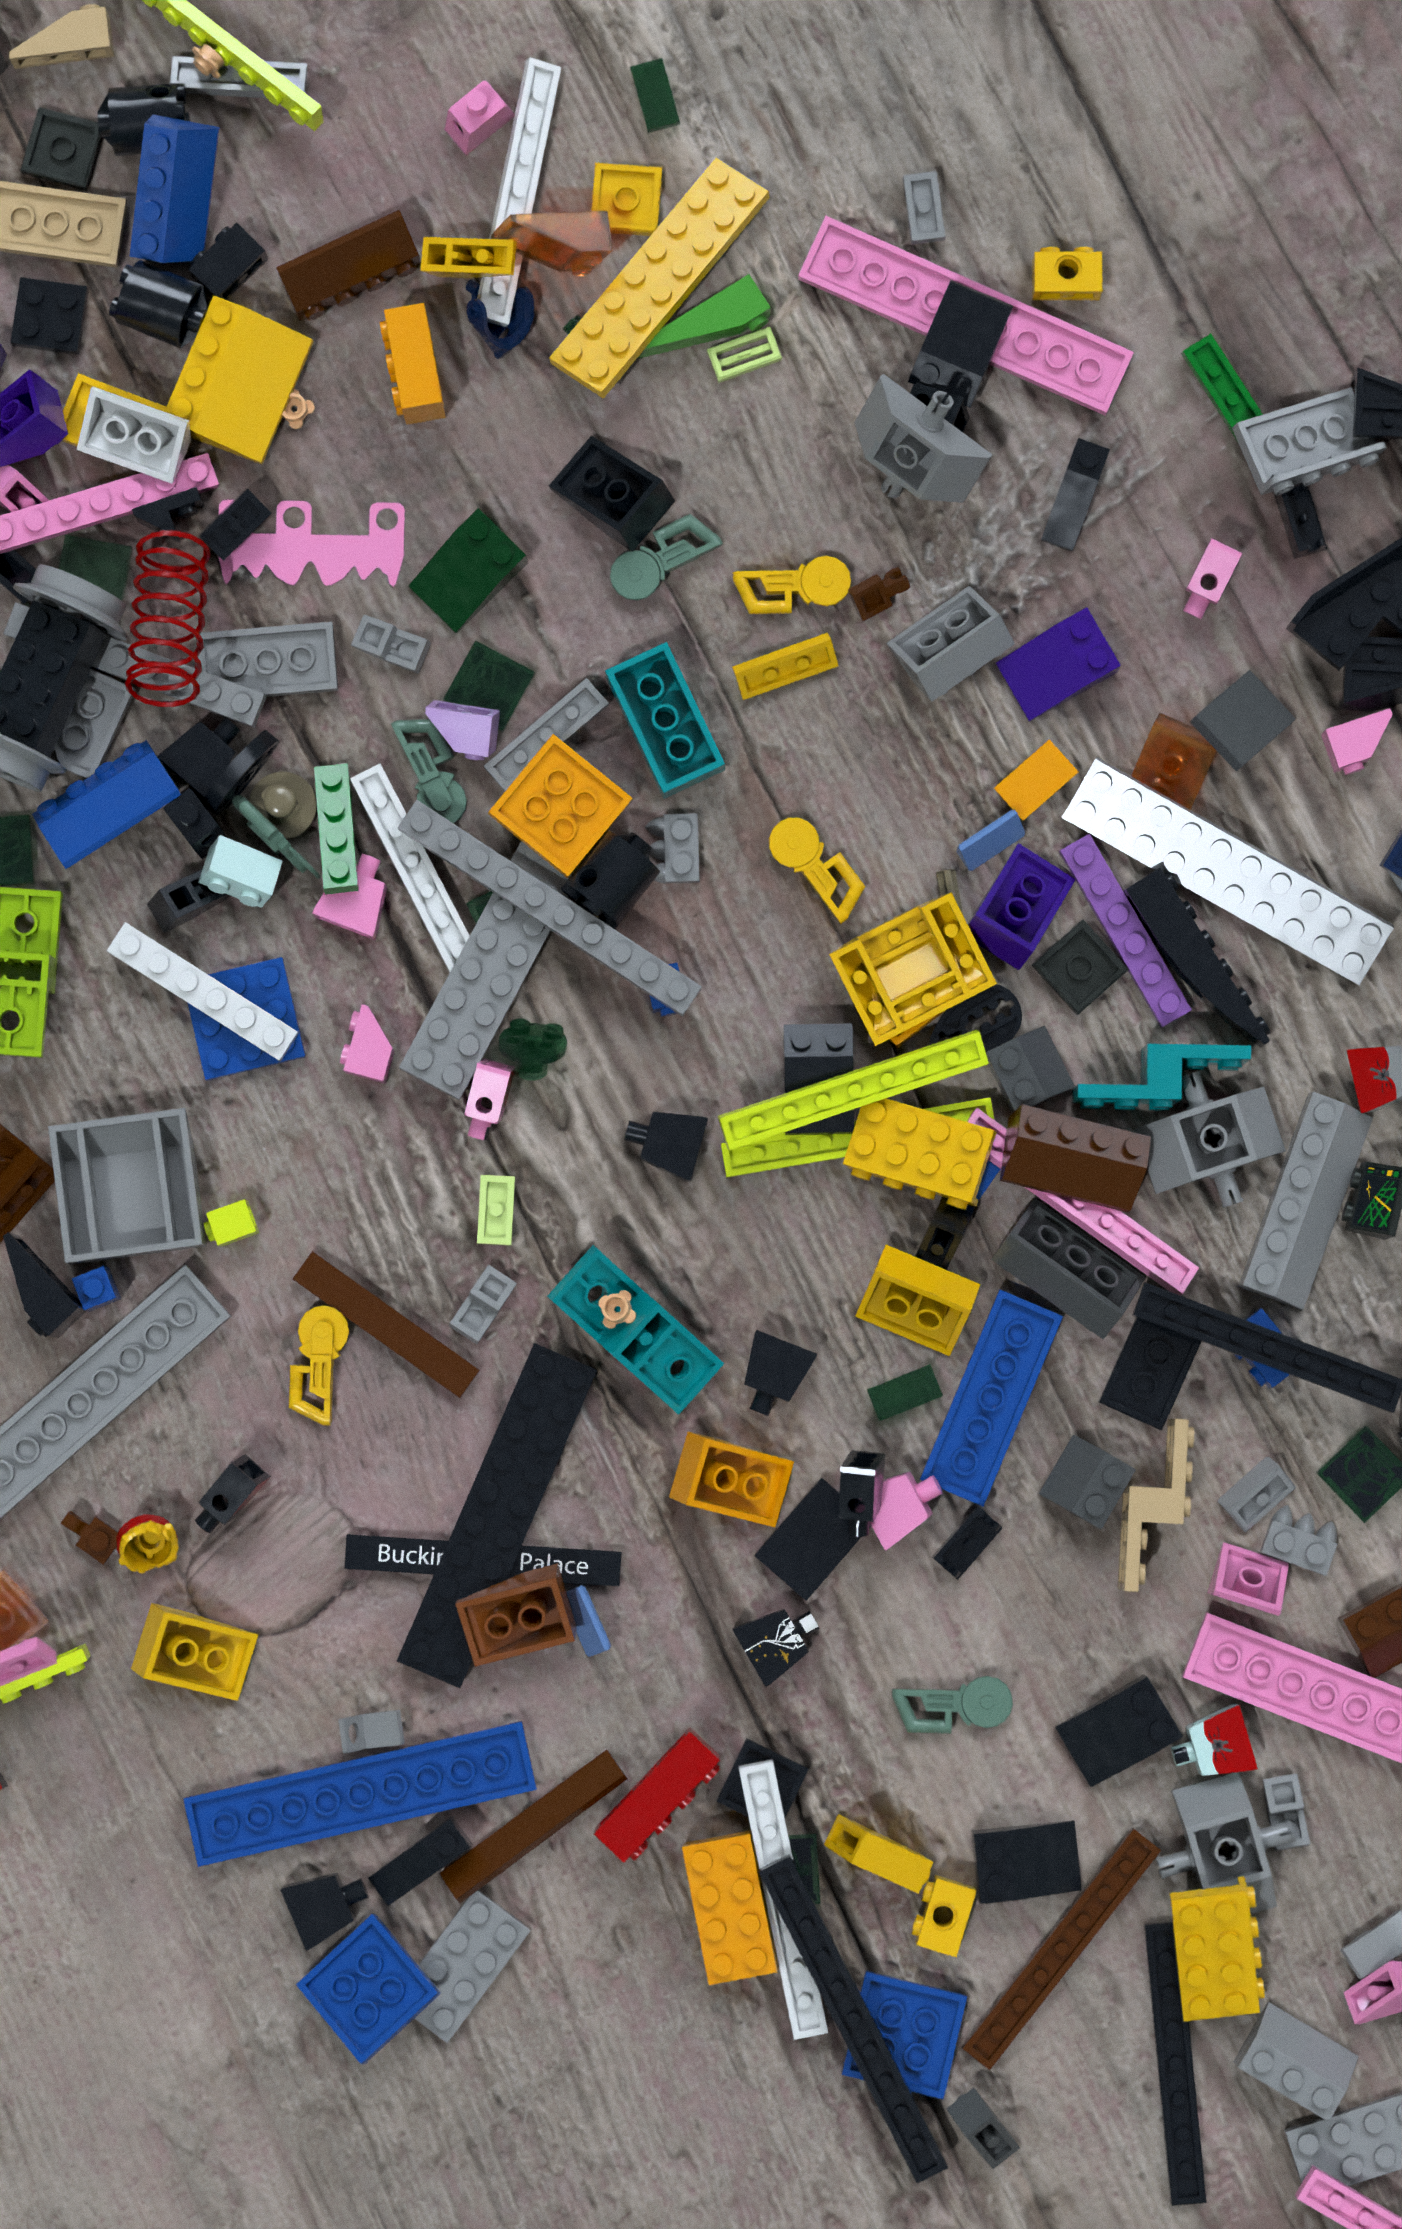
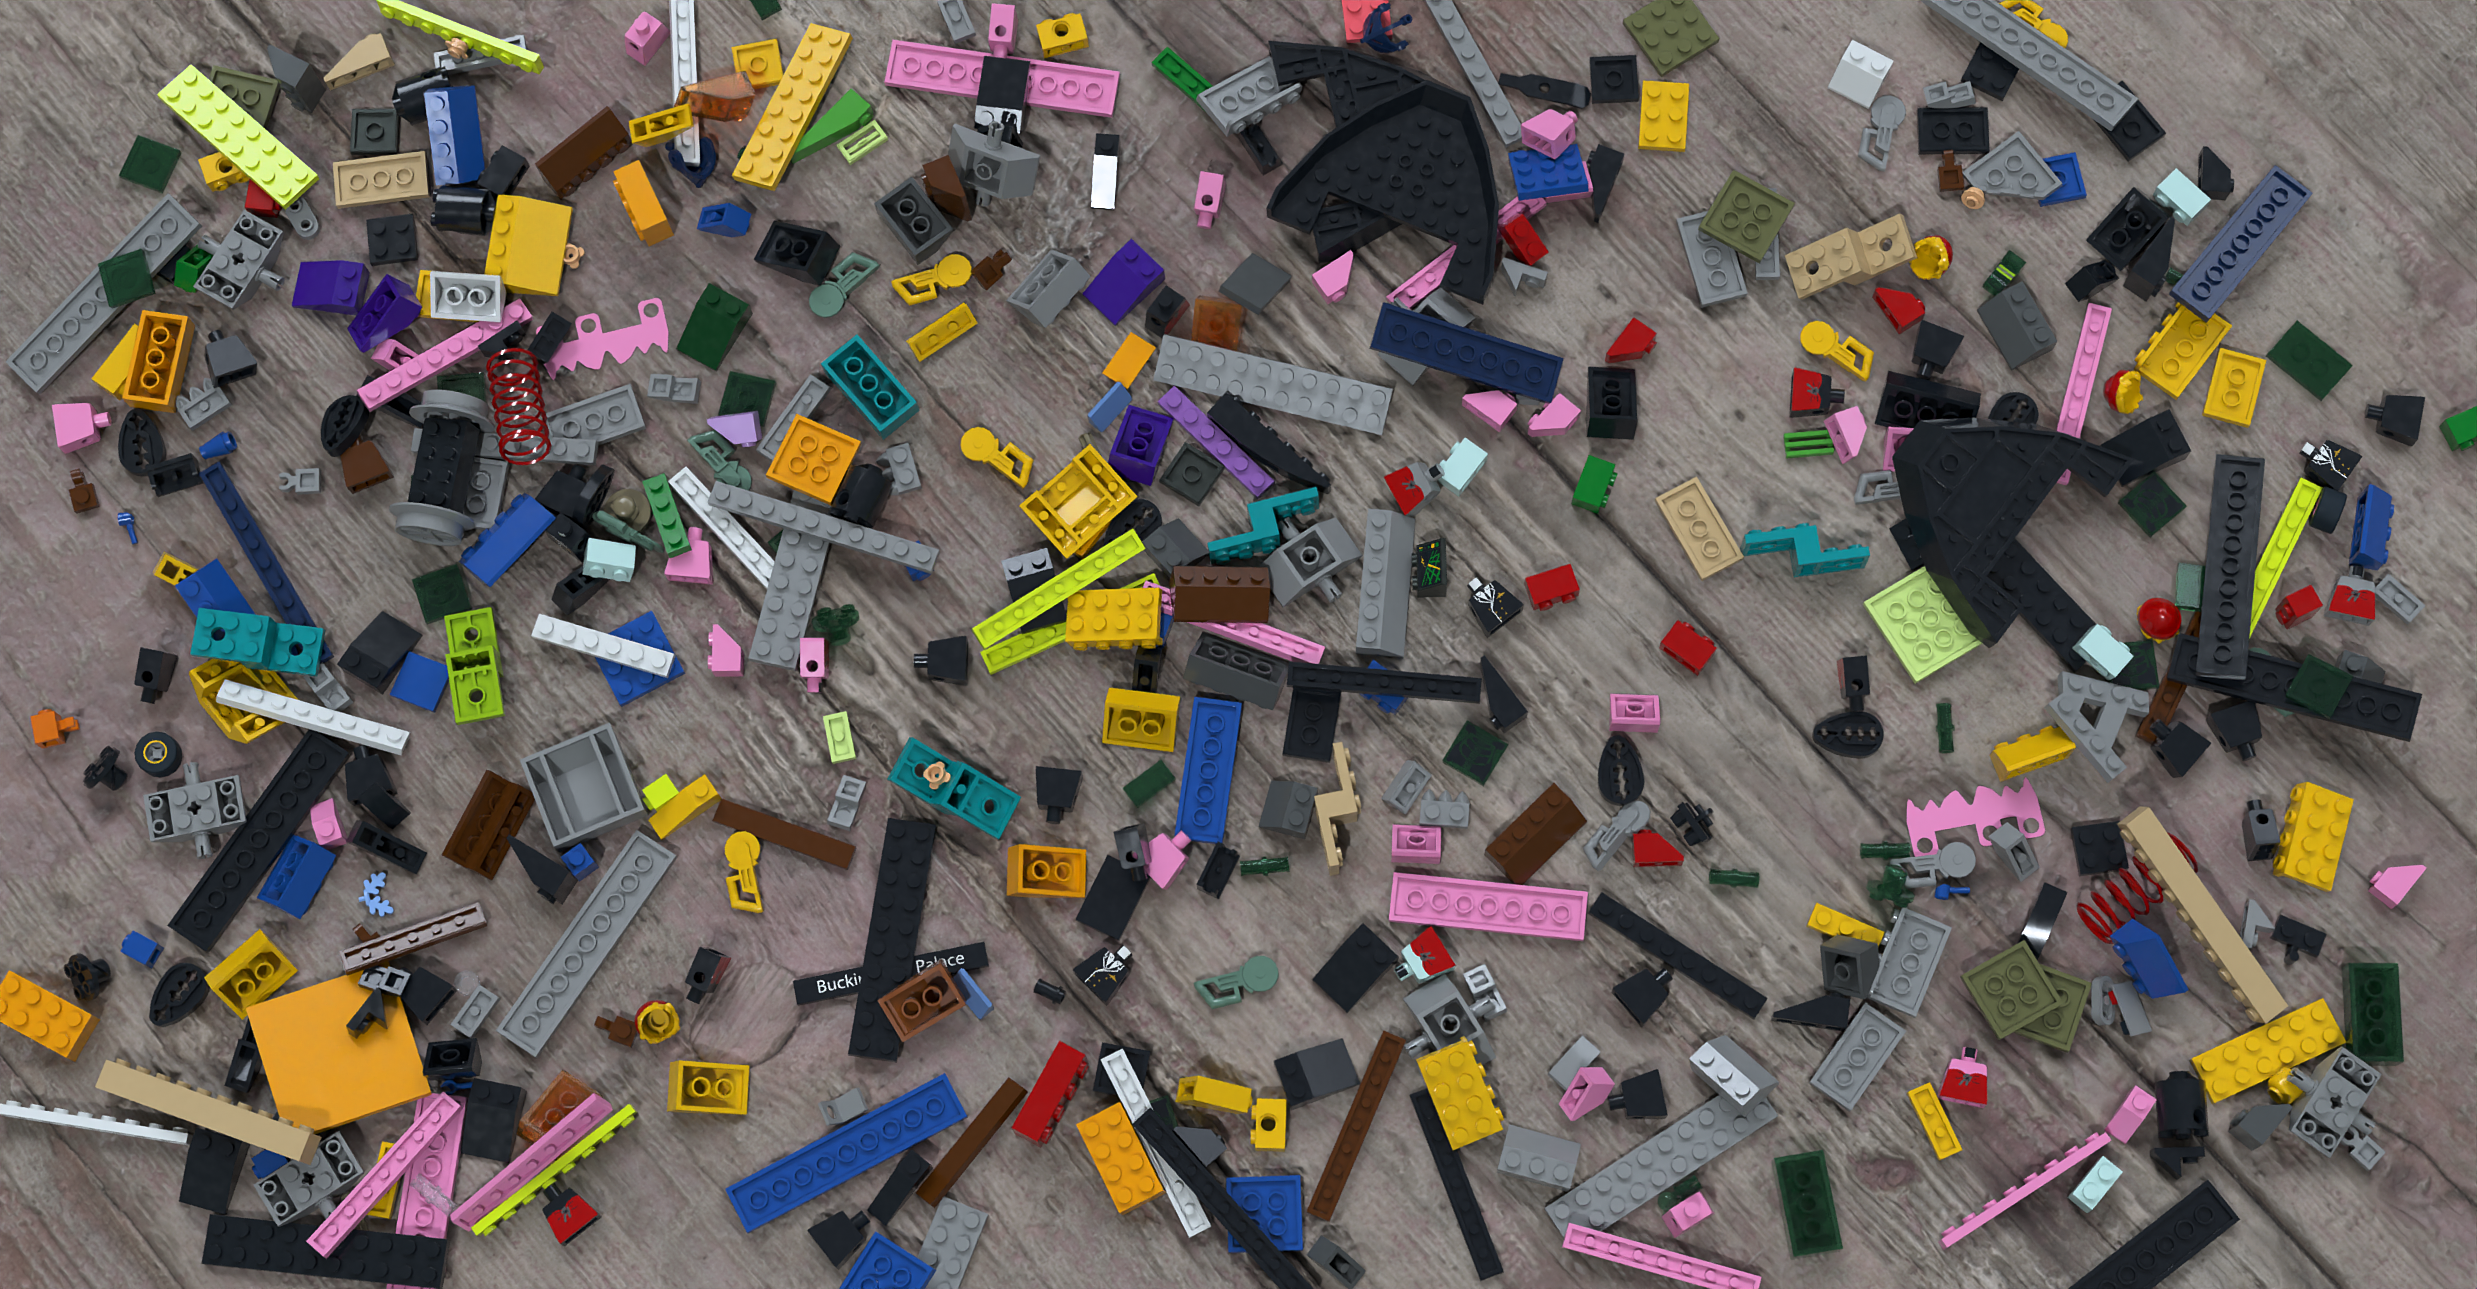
camera: 10 degrees left, 10 degrees down
(258, 1250) = (685, 807): none -> yellow slope
(521, 418) = (724, 220): none -> blue slope
(693, 1646) = (1050, 991): none -> black pin
(788, 493) = (914, 220): none -> dark grey slope
(845, 462) = (945, 189): none -> reddish brown slope
(846, 1920) = (1201, 1143): none -> black slope
(986, 240) = (1002, 30): none -> bright pink torso
(1032, 1553) = (1264, 866): none -> clear green pin
(1105, 725) = (1167, 309): none -> black torso

